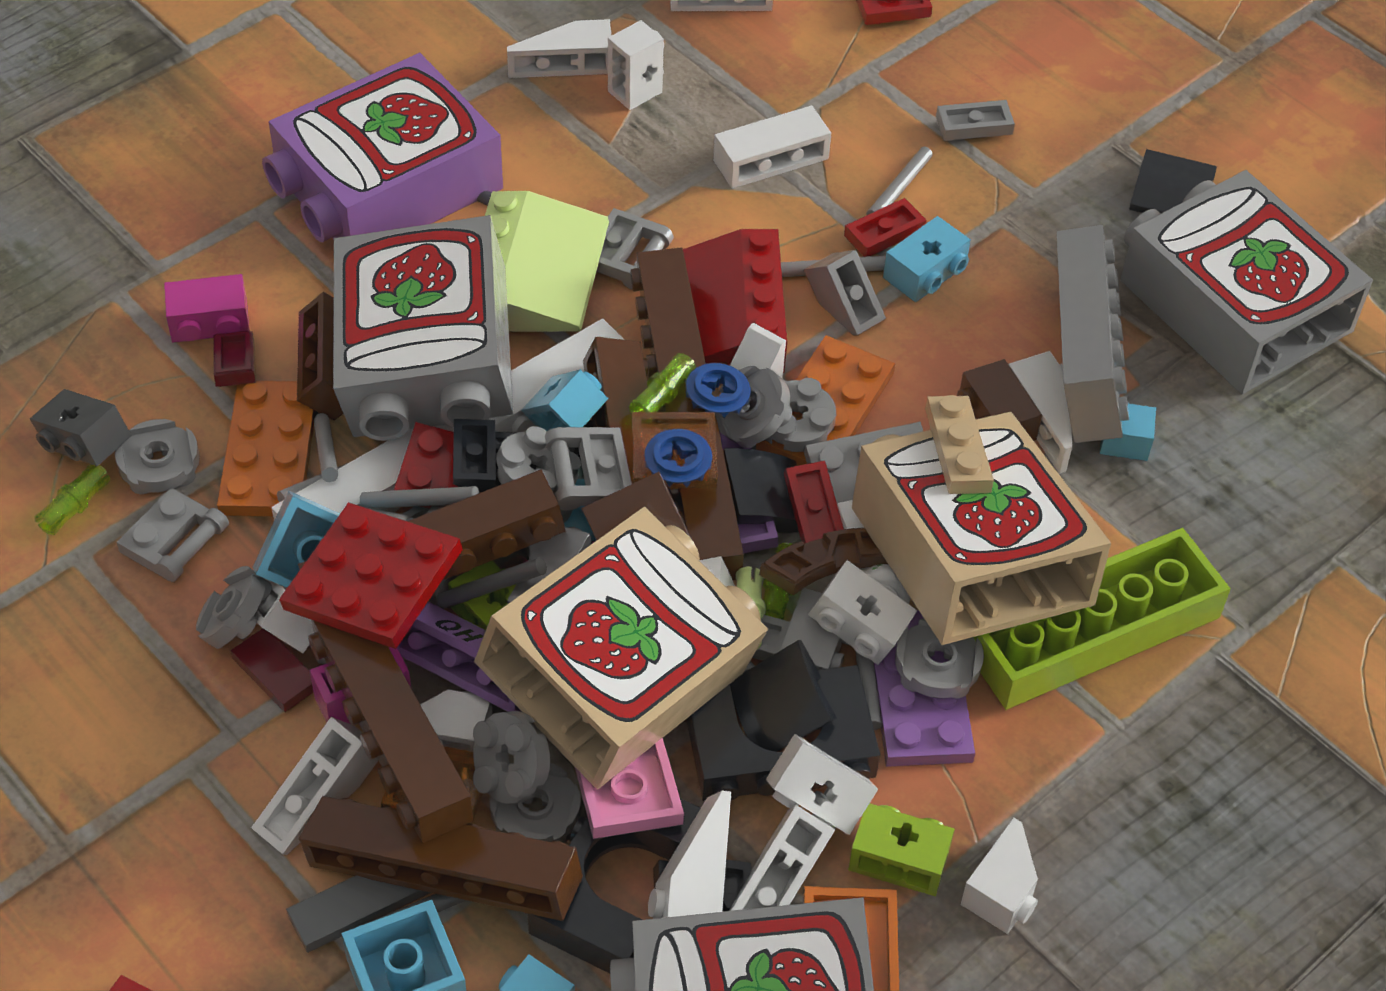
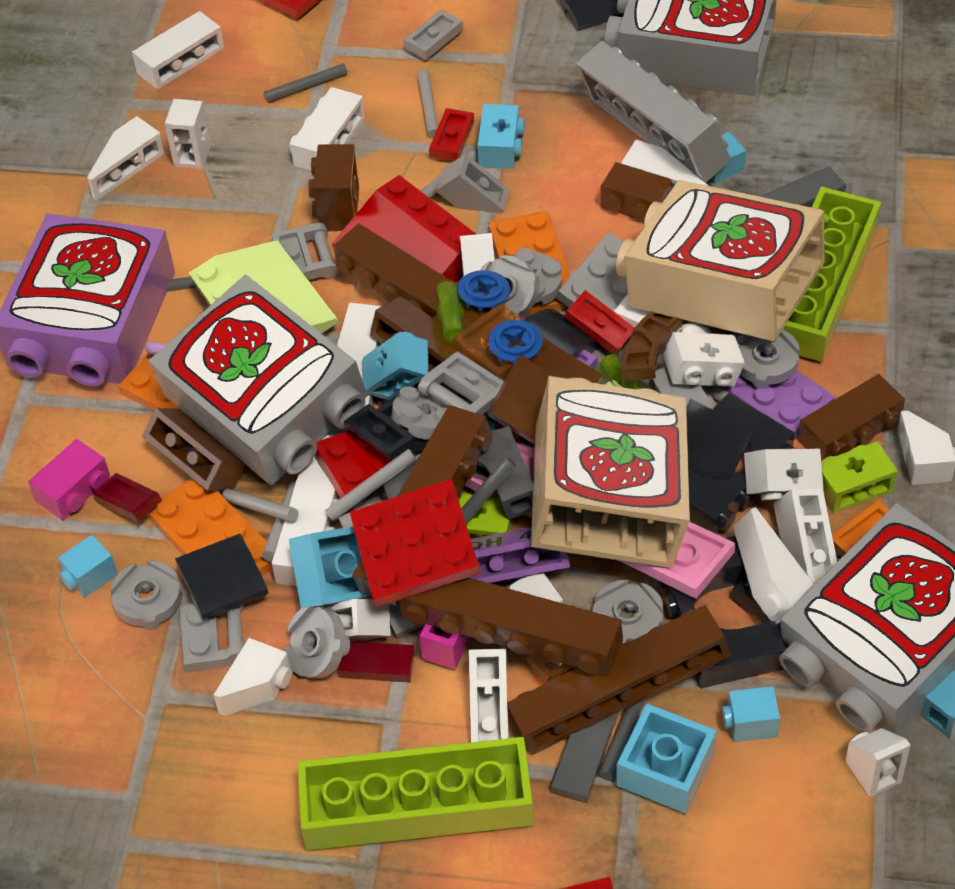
camera: 35 degrees left, 0 degrees up
(72, 499) = (119, 661): clear neon green pin -> none
(80, 427) = (78, 611): dark grey brick -> none
(137, 393) = (87, 566): none -> medium azure brick
(152, 599) = (253, 678): none -> white slope
(161, 814) = (414, 793): none -> lime brick
(222, 486) = (221, 576): none -> black slope
(515, 735) = (604, 571): light grey plate -> none
(711, 199) = (334, 185): none -> reddish brown brick
(806, 89) = (305, 82): none -> dark grey bar
(959, 445) = (679, 215): tan plate -> none
(963, 788) = (852, 418): none -> reddish brown brick
(1149, 520) = (805, 189): none -> dark grey tile

